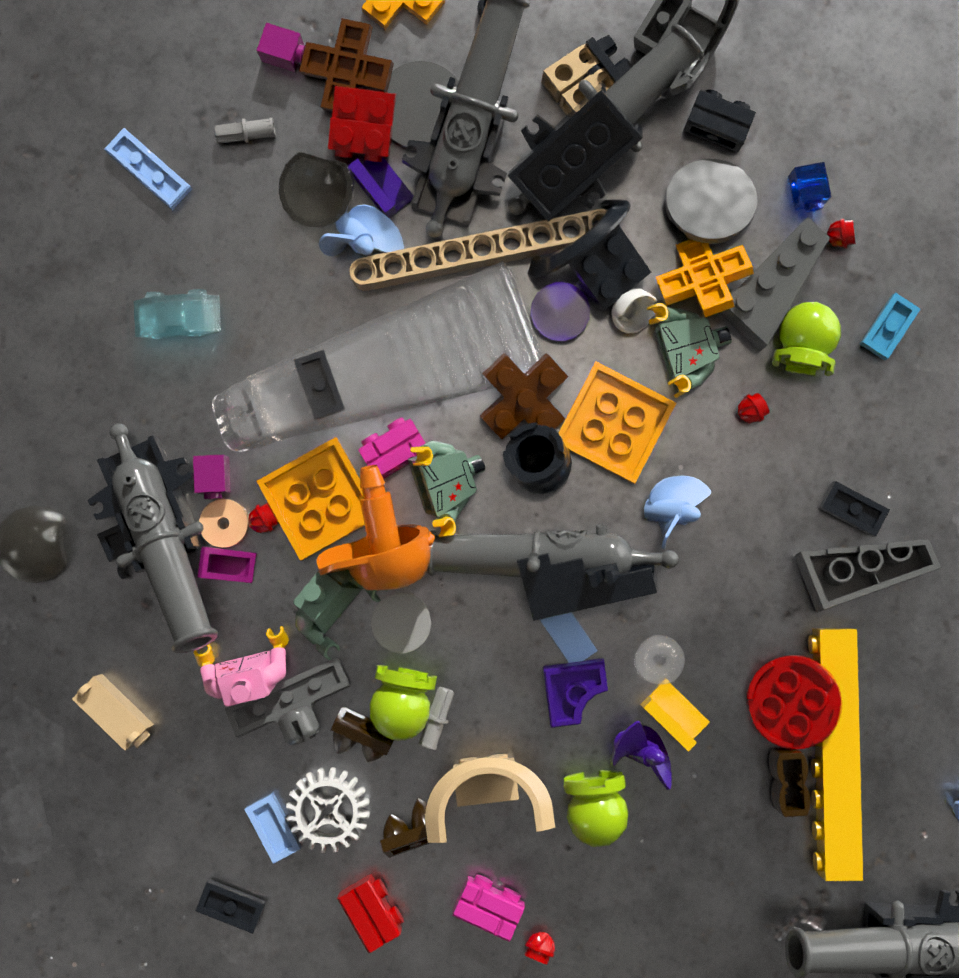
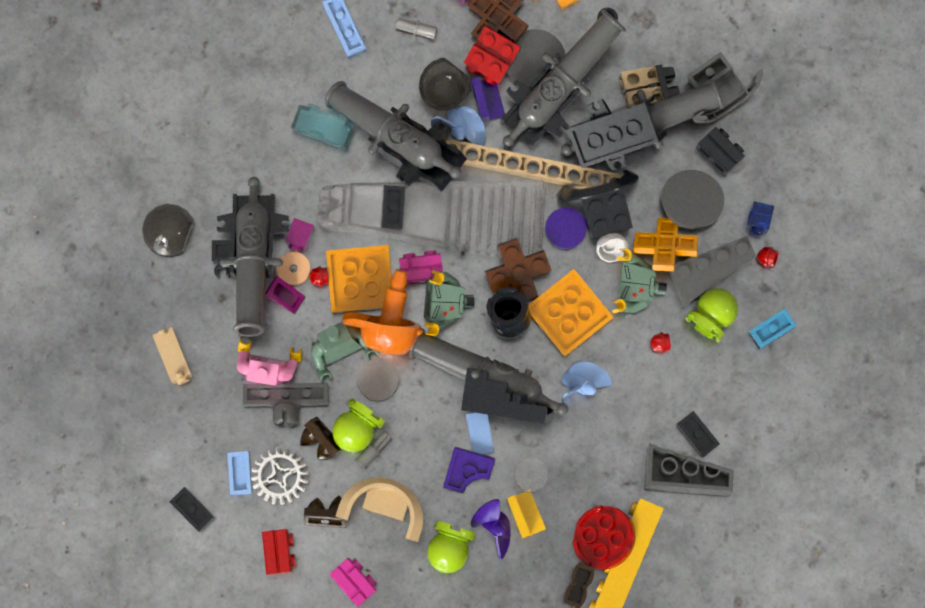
camera: 25 degrees right, 5 degrees down
(308, 291) = (410, 145): none -> dark grey piece

